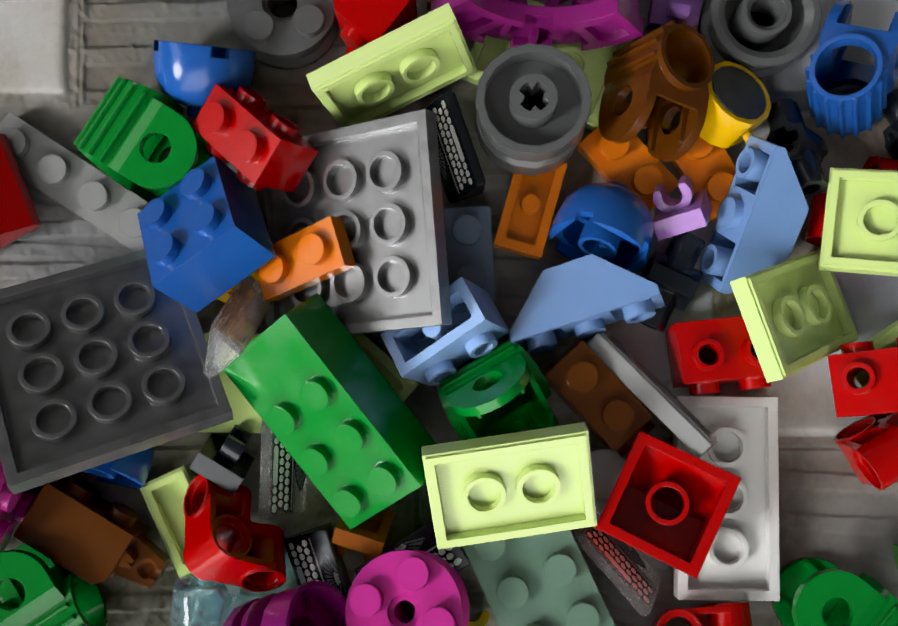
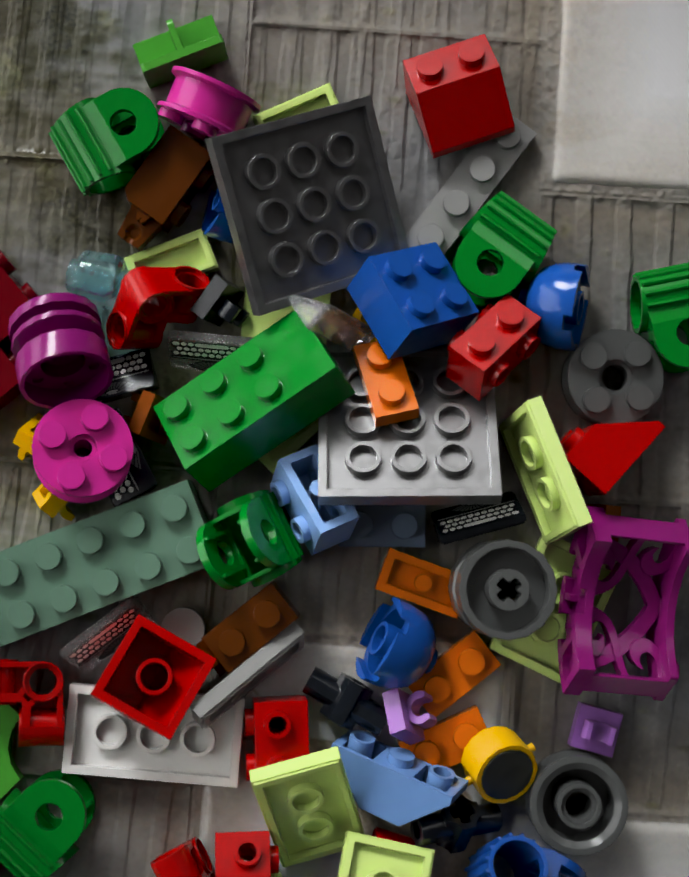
camera: 90 degrees right, 0 degrees up
(510, 485) = (179, 544): yellowish green tile -> none
(581, 301) = (333, 619): medium blue slope -> none
(667, 75) = (526, 707): reddish brown piece -> none

